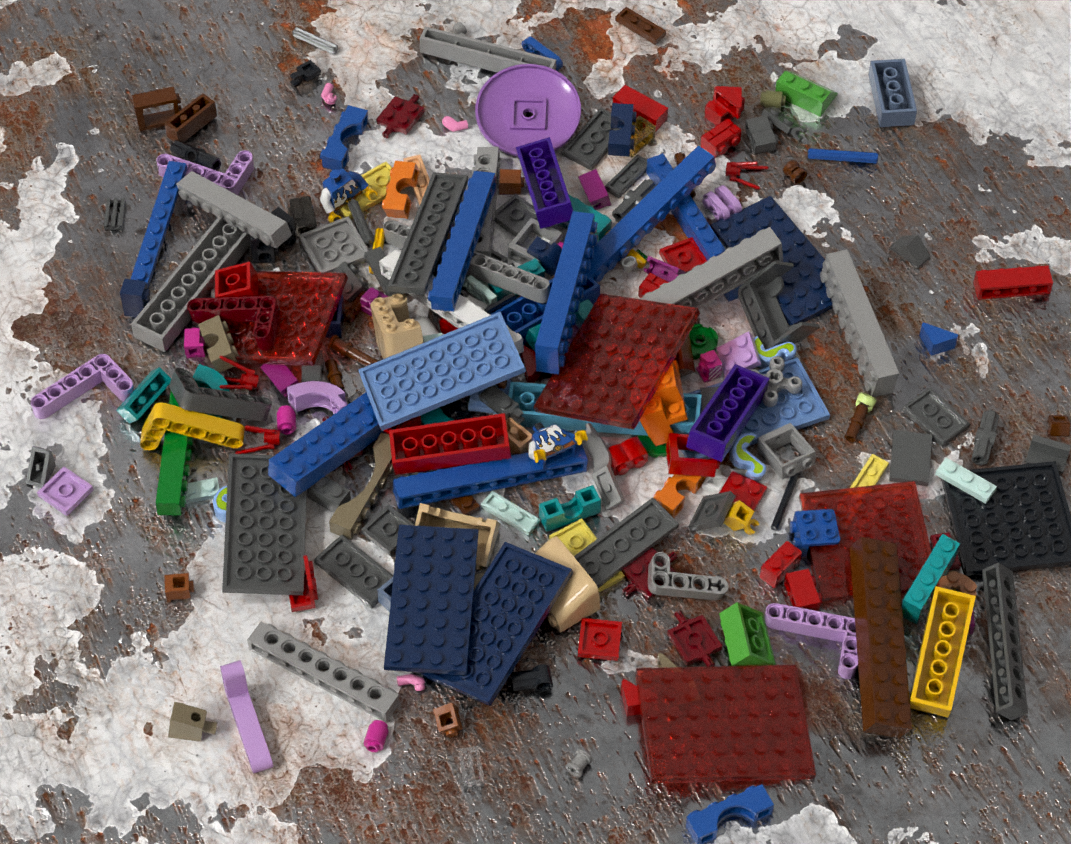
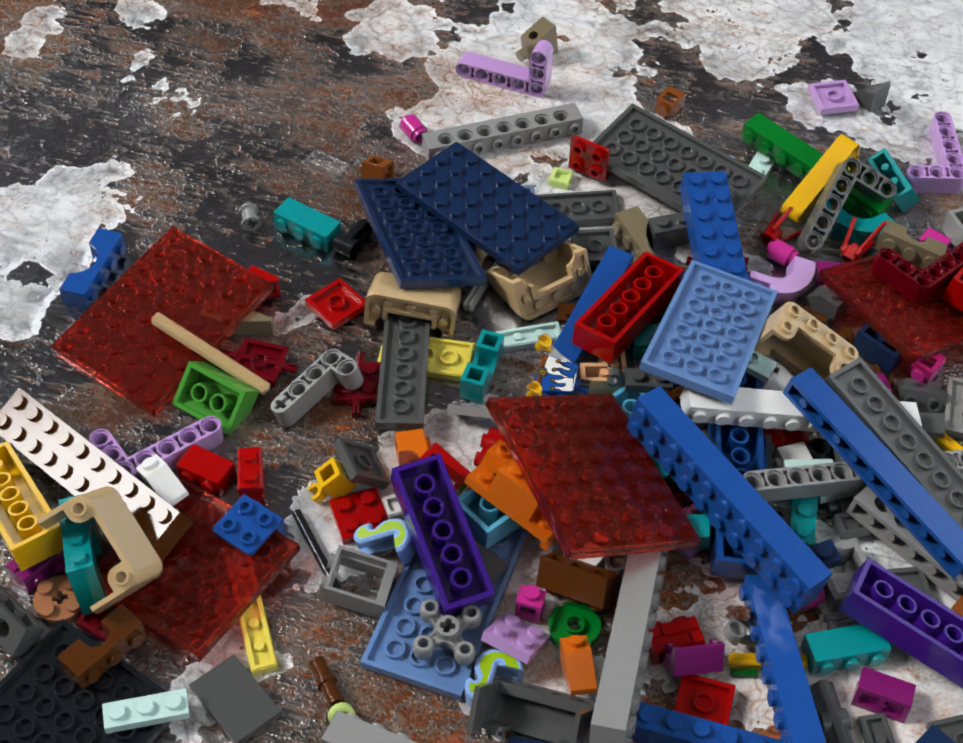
camera: 130 degrees right, 5 degrees down
(332, 604) = (560, 178): none -> yellowish green tile
(549, 718) = (306, 224): none -> teal brick
(616, 269) = (738, 612): none -> reddish brown axle
(726, 315) = (578, 665): none -> orange slope
(727, 657) = (210, 353): none -> tan axle
(839, 596) = (161, 479): none -> white slope
(918, 562) = (138, 557): none -> tan windscreen
(976, 524) = (87, 663): none -> reddish brown arch

